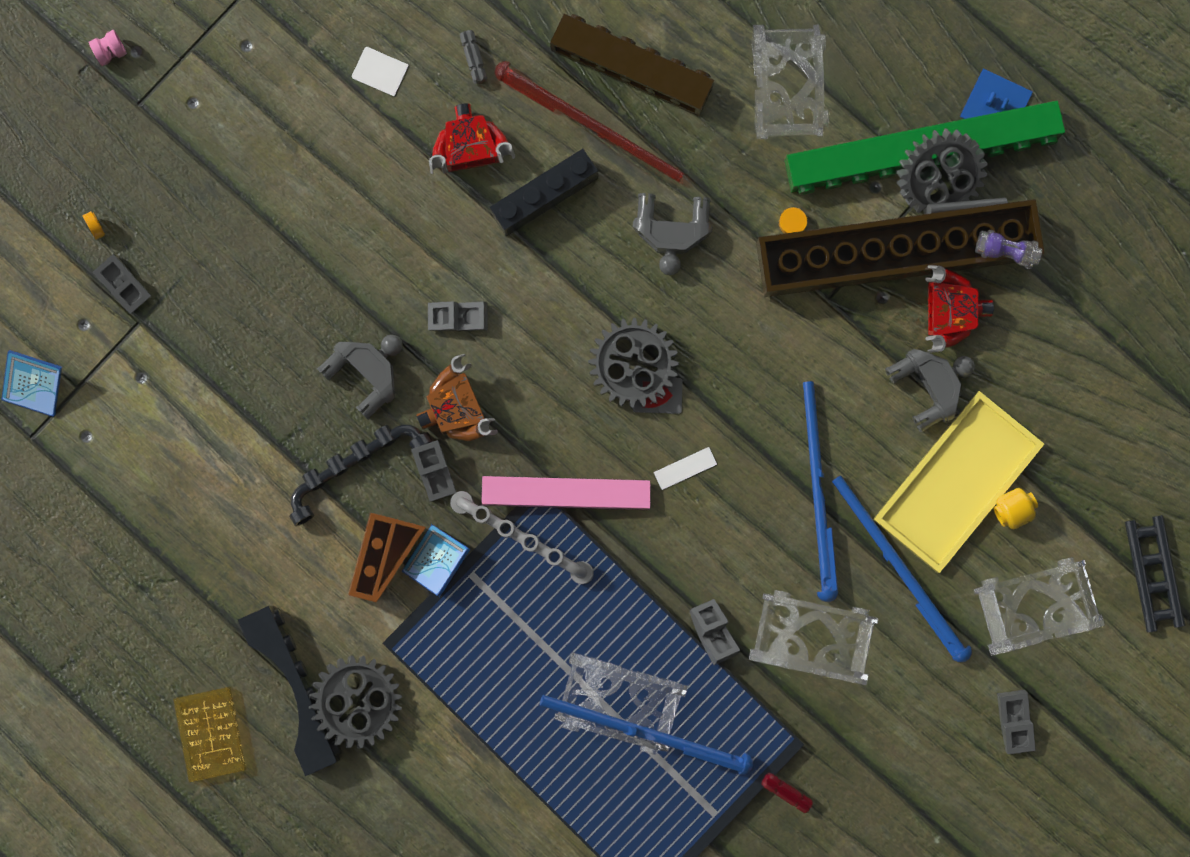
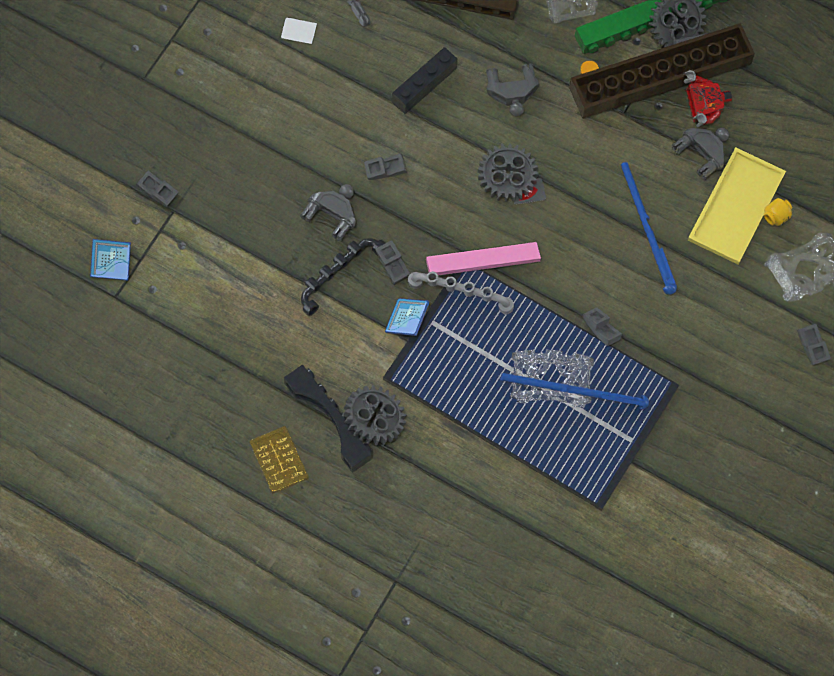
camera: 20 degrees left, 15 degrees down
(94, 225) = (131, 155): light orange tile -> none
(103, 52) = (117, 46): bright pink wheel -> none
(381, 554) = (370, 317): dark orange wedge -> none
(455, 405) = (397, 219): dark orange torso -> none
(469, 143) = (369, 59): red torso -> none
(552, 102) = (414, 27): clear red bar -> none
(685, 468) = (557, 232): white sticker -> none
(778, 652) = (649, 331): clear fence -> none
(787, 793) = (675, 416): dark red axle -> none
(925, 605) = (736, 285): blue bar -> none
(995, 245) = (724, 52): clear piece -> none

